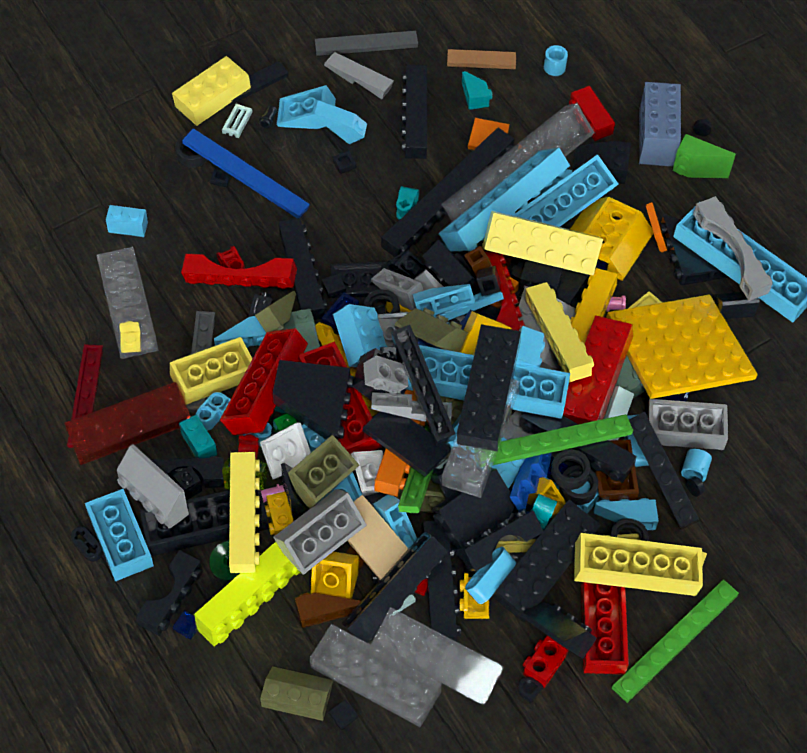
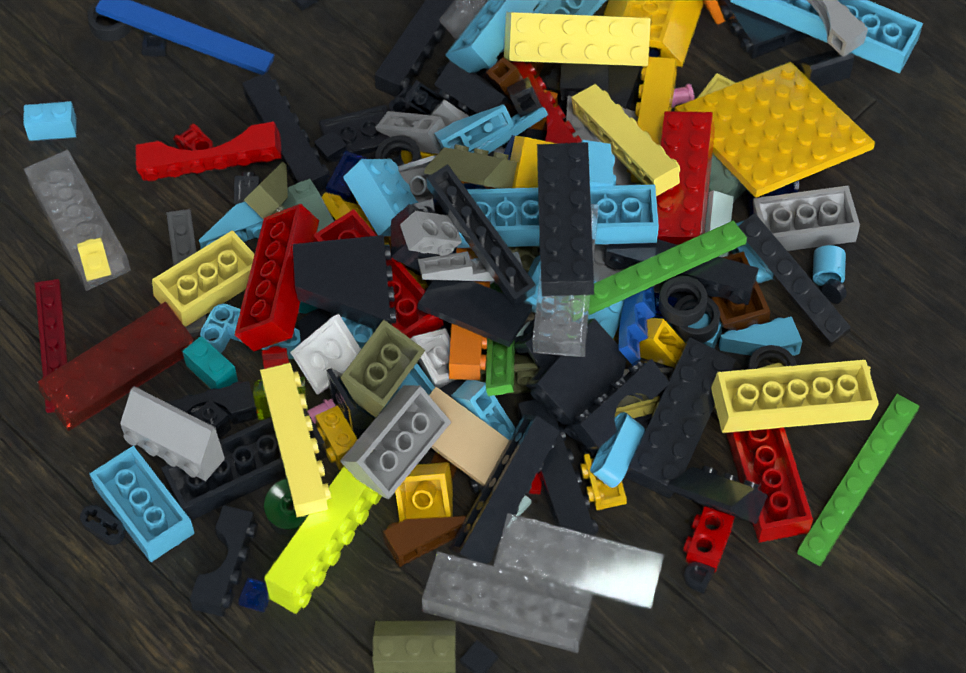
camera: 10 degrees left, 0 degrees up
(283, 422) = (314, 321): green bracket -> none
(406, 200) = (393, 26): teal piece -> none
(544, 509) = (663, 354): teal piece -> none

